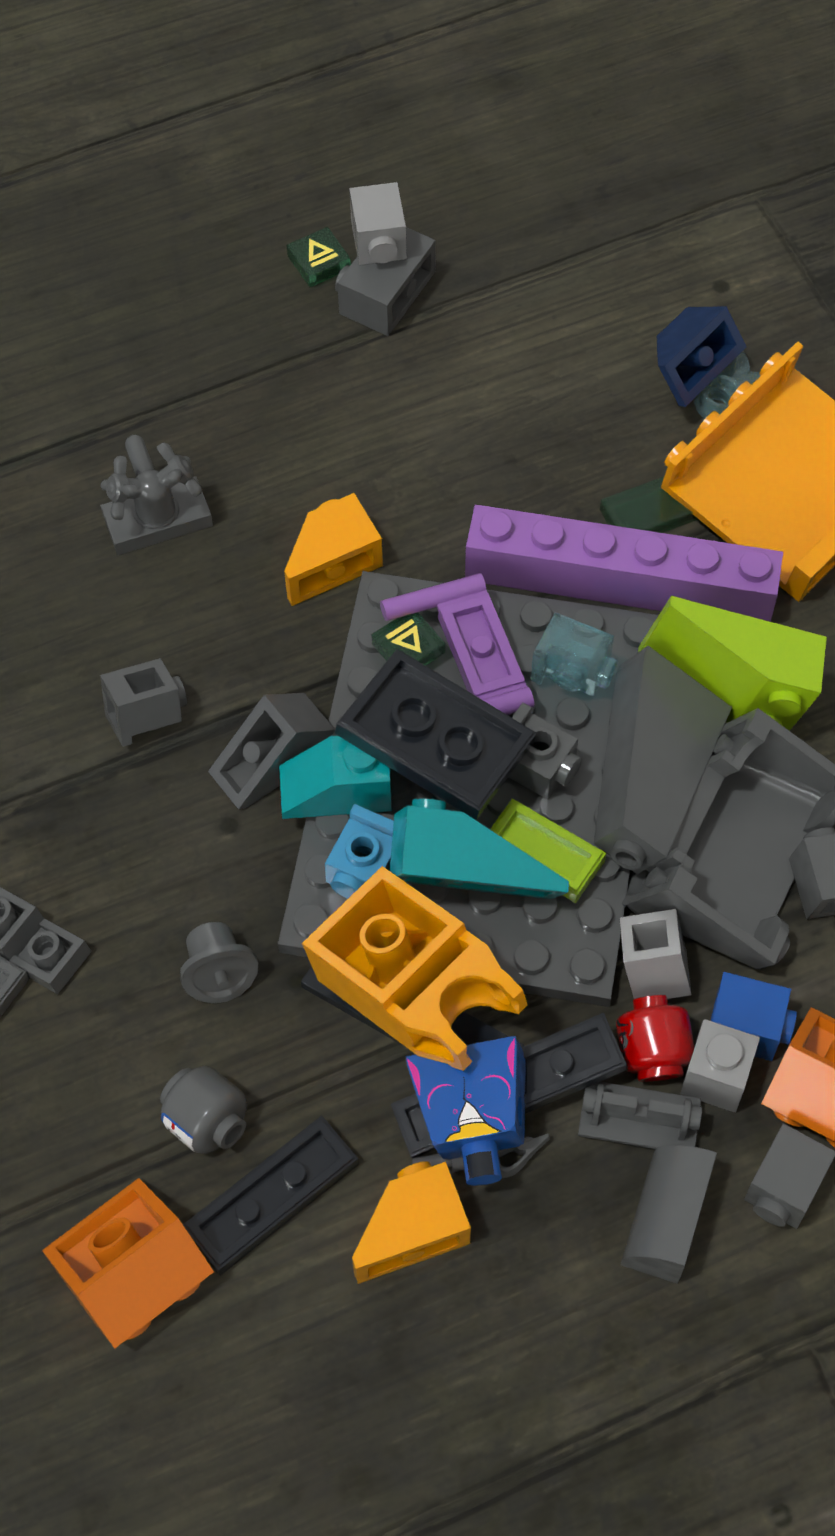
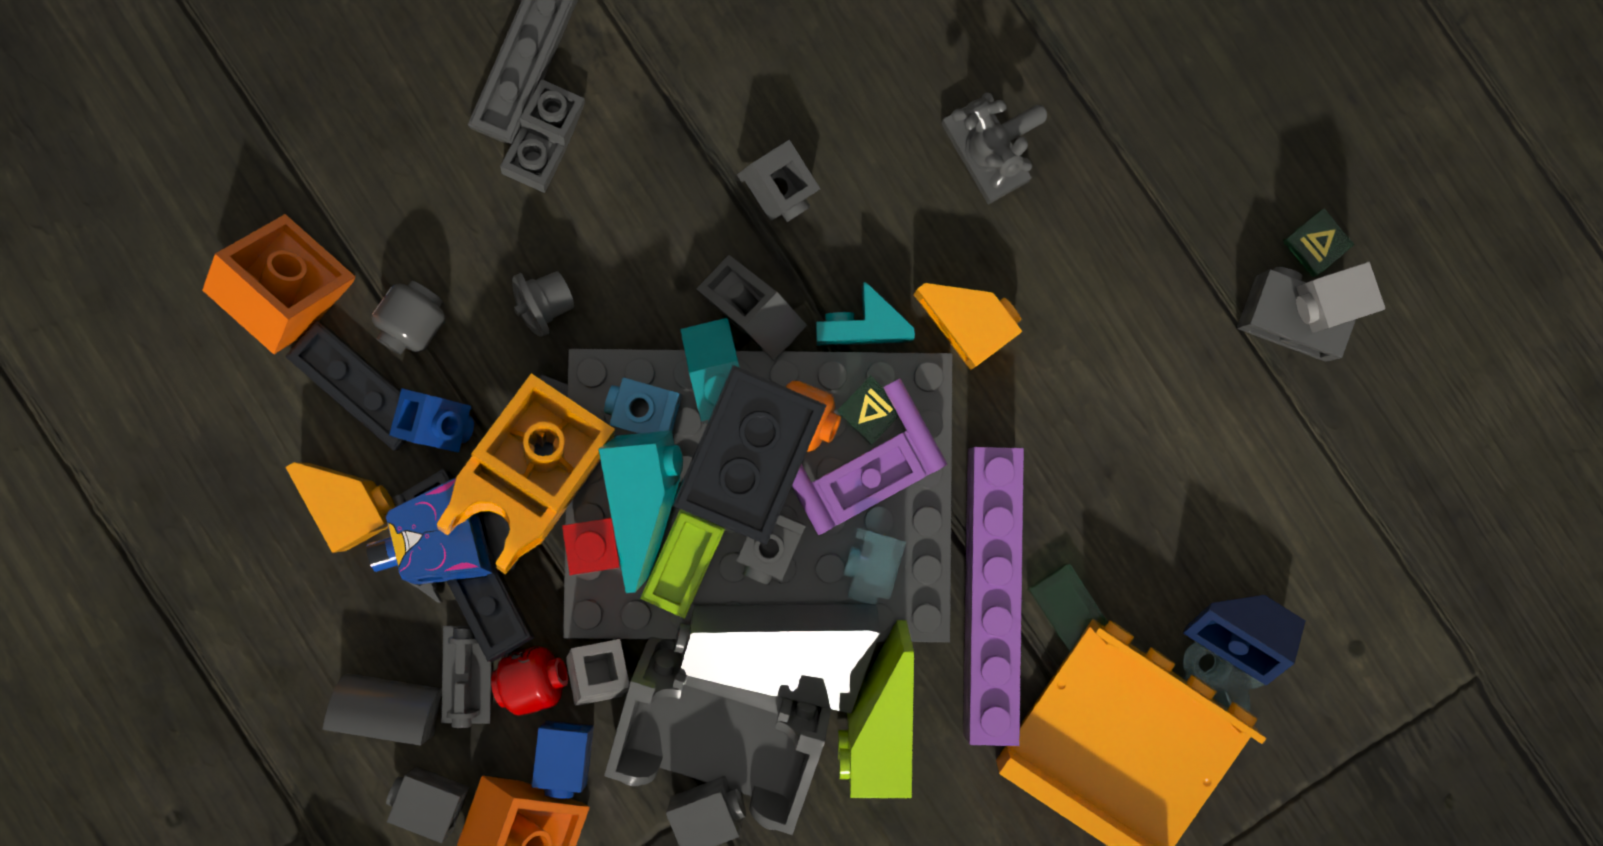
camera: 70 degrees right, 25 degrees up
(312, 636) = (879, 324): none -> teal slope
(337, 1086) = (431, 421): none -> blue brick
(511, 923) = (591, 546): none -> red brick
(720, 1065) = (510, 739): light grey brick -> none

